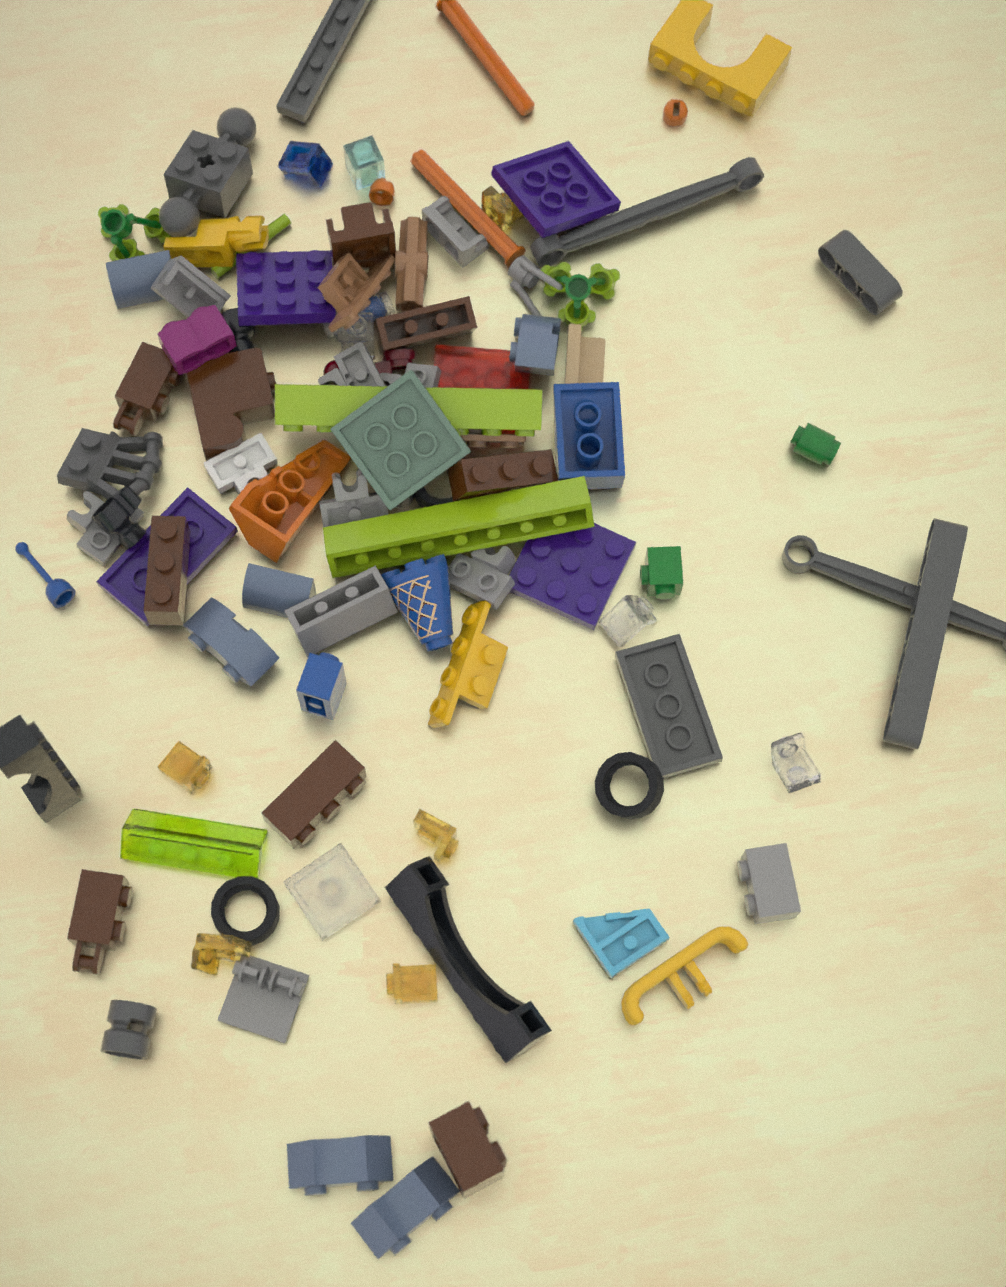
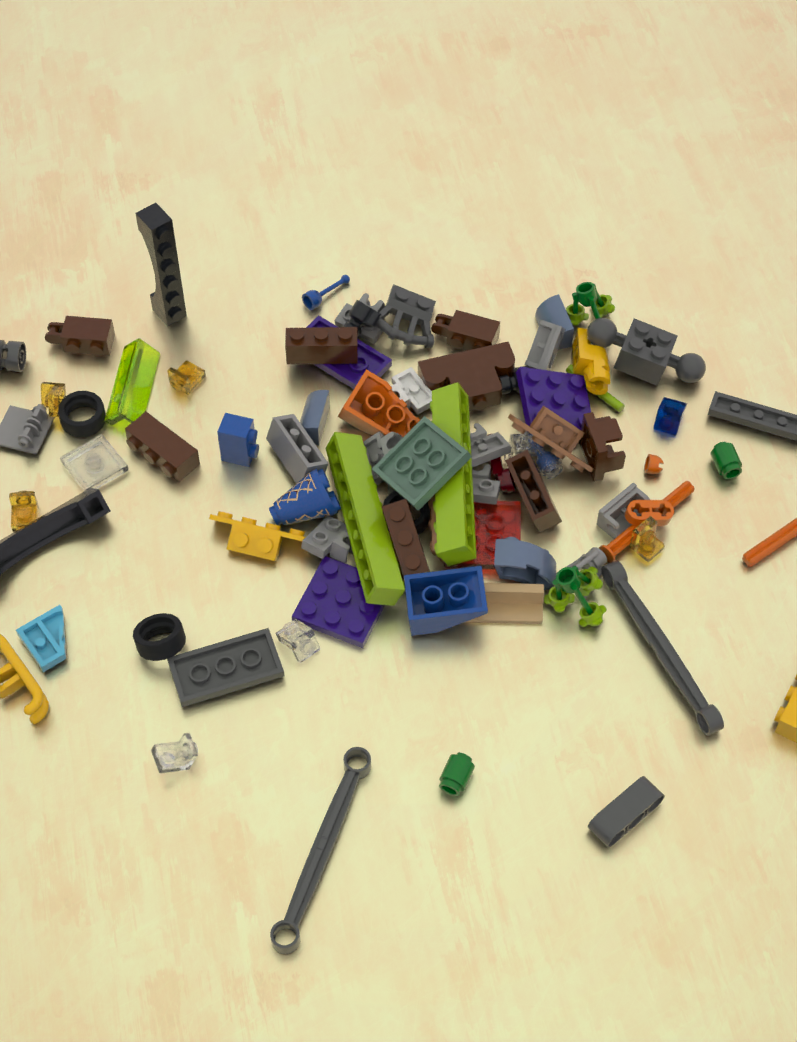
camera: 90 degrees right, 15 degrees down
(196, 339) = (500, 346): magenta brick -> none
(238, 649) = (273, 390): sand blue brick -> none
(364, 162) = (673, 448): clear light blue brick -> none
(383, 108) = (726, 460): none -> green brick
(411, 264) = (588, 484): medium nougat piece -> none
(434, 829) = (131, 521): clear yellow bracket -> none
(473, 198) = (649, 508): none -> orange beam
(555, 189) = (667, 573): dark purple plate -> none
(662, 572) = (336, 660): green brick -> none
(668, 117) = (766, 671): orange hinge -> none
(769, 884) = (78, 737): light grey brick -> none
(925, 634) = (283, 849): dark grey beam -> none

